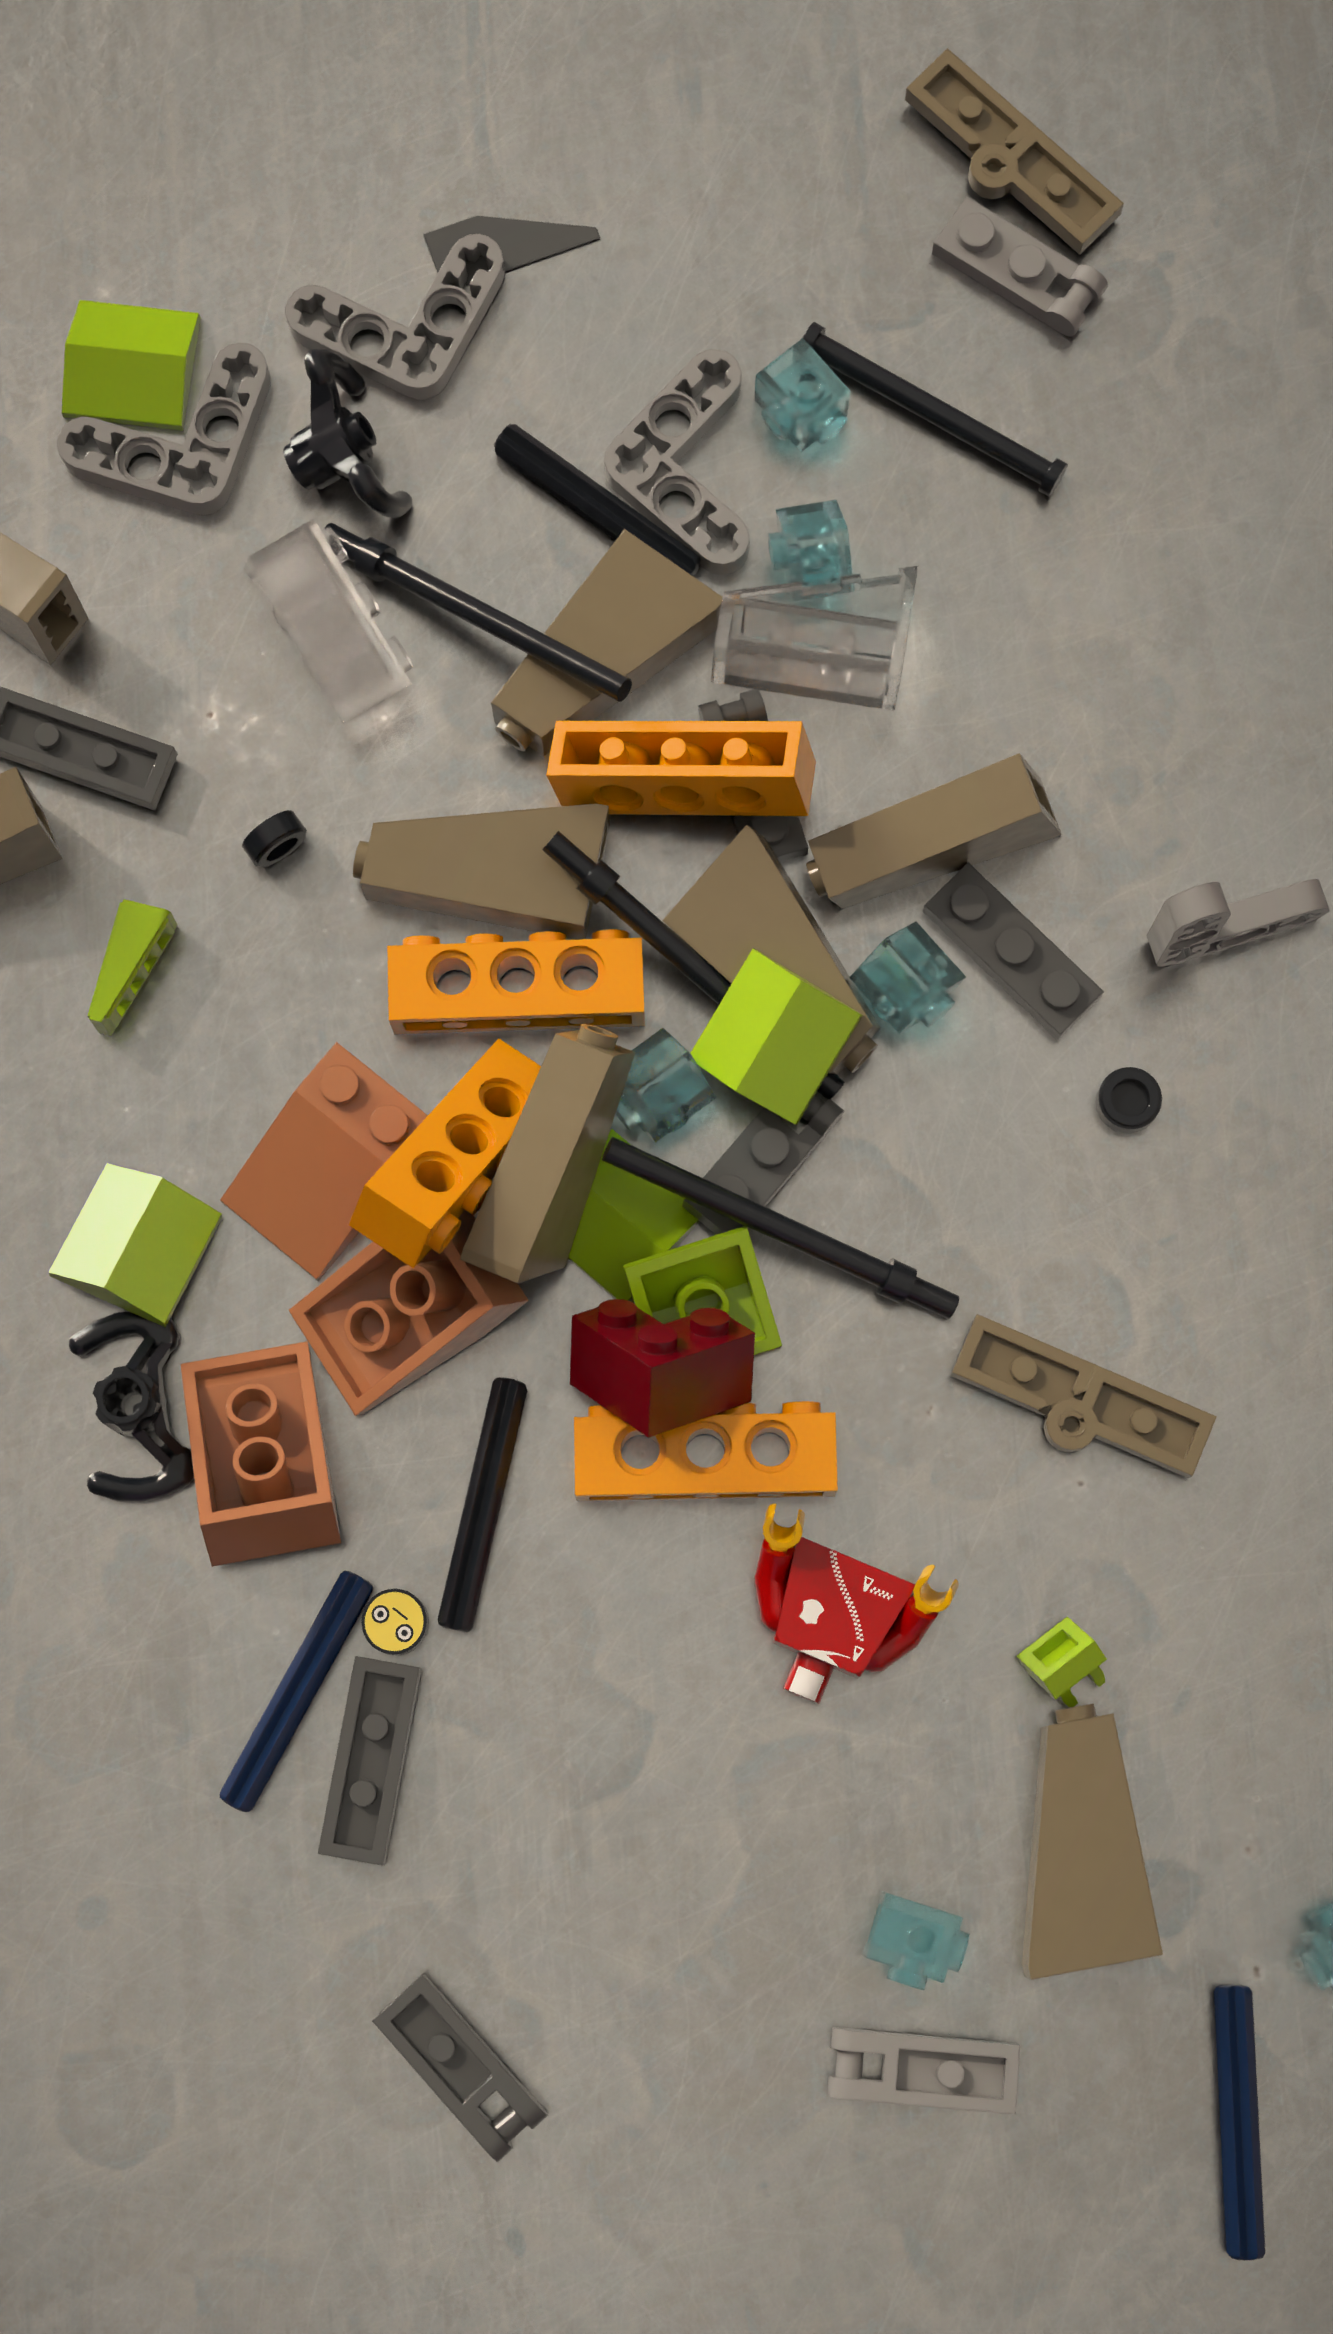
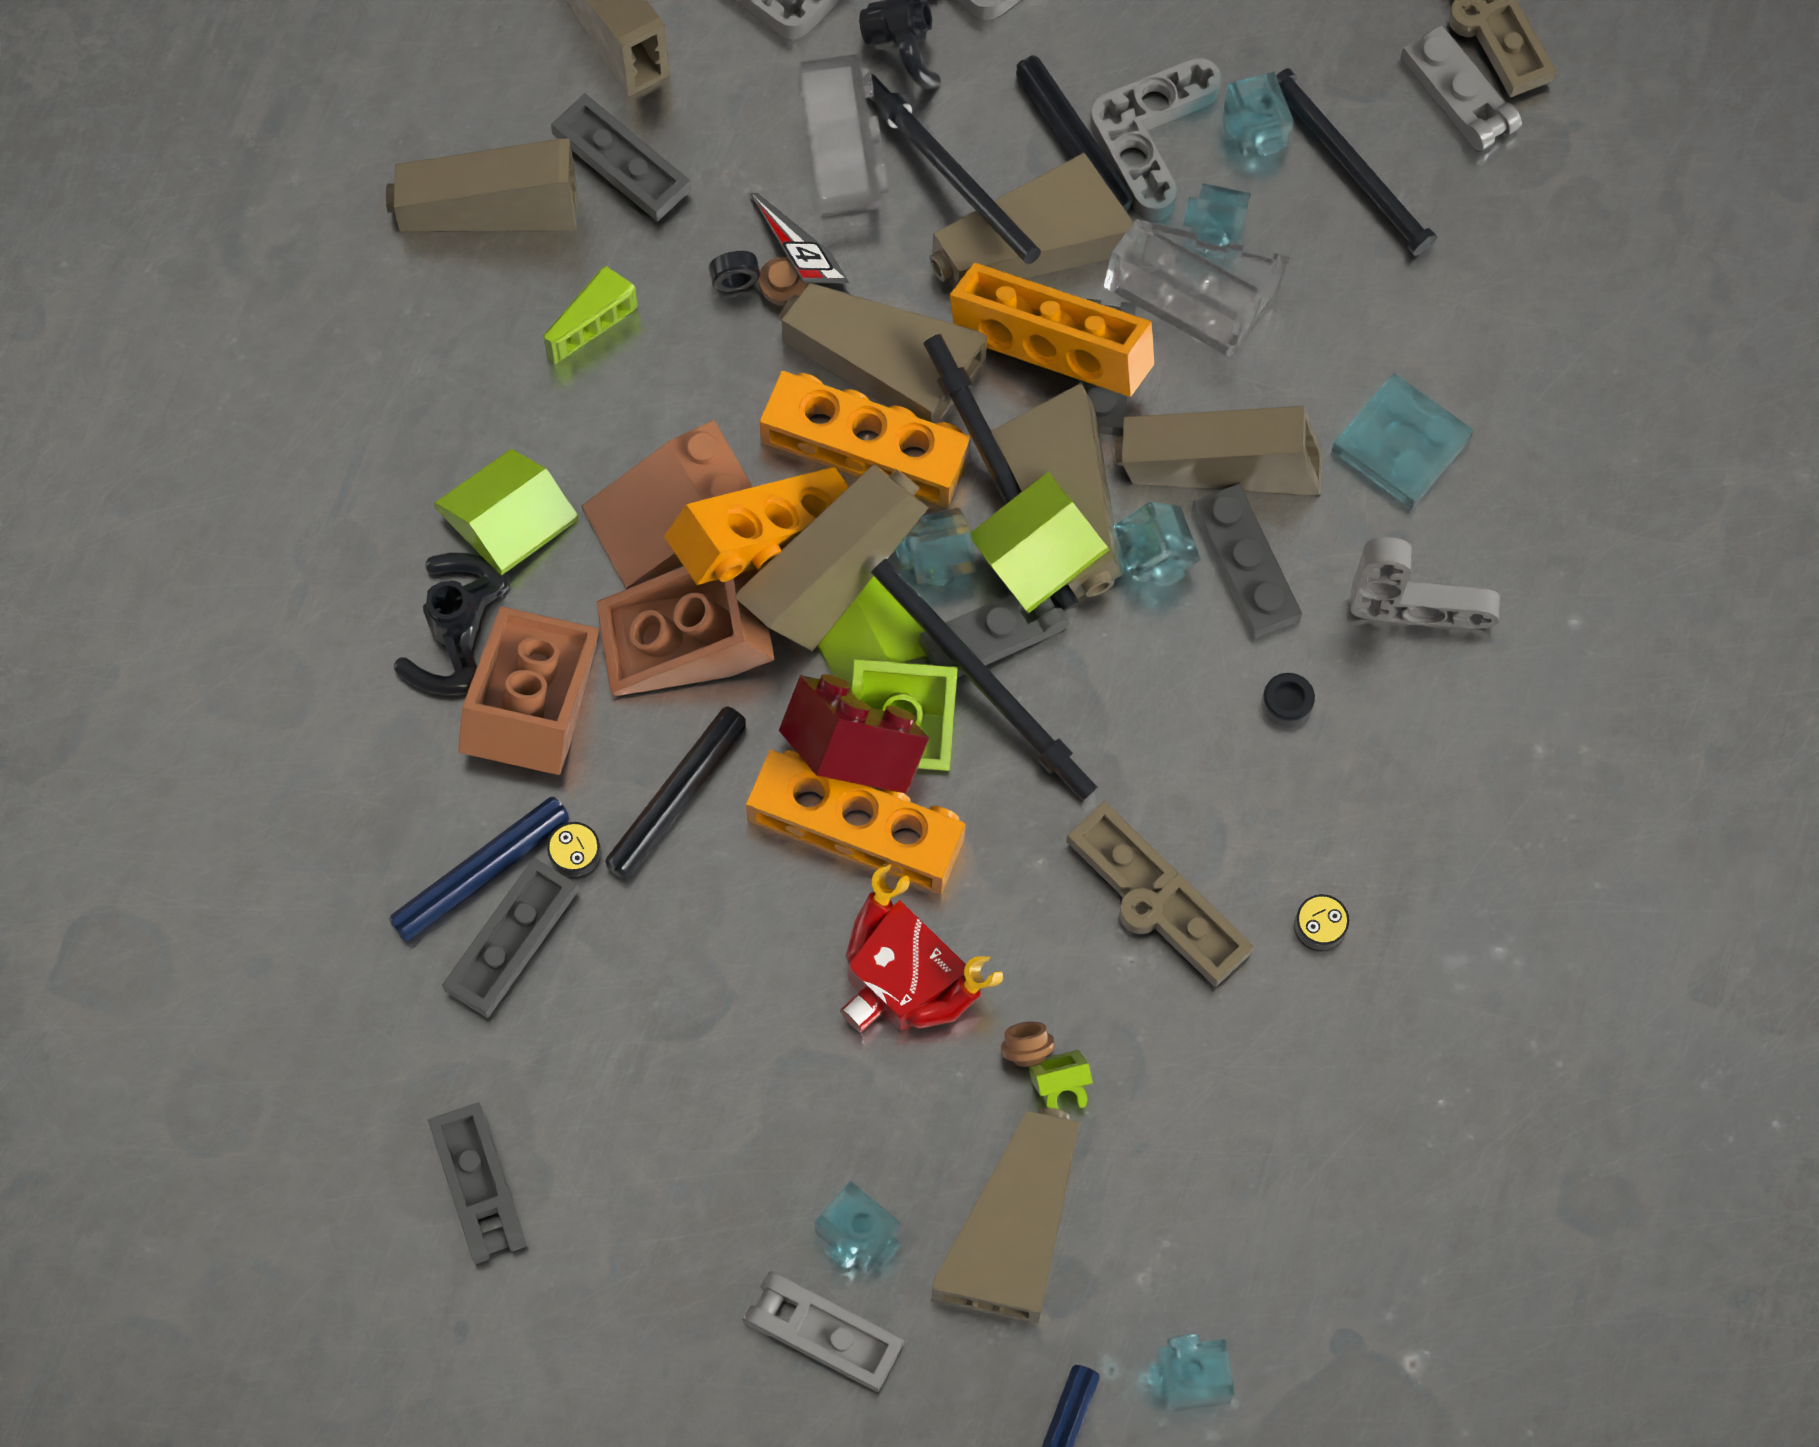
camera: 20 degrees right, 10 degrees down
(335, 825) = (780, 281): none -> medium nougat plate
(347, 780) = (806, 254): none -> sticker
(1010, 1637) = (1027, 1043): none -> medium nougat plate
(1129, 731) = (1402, 440): none -> clear light blue plate
(1275, 1351) = (1321, 922): none -> tile

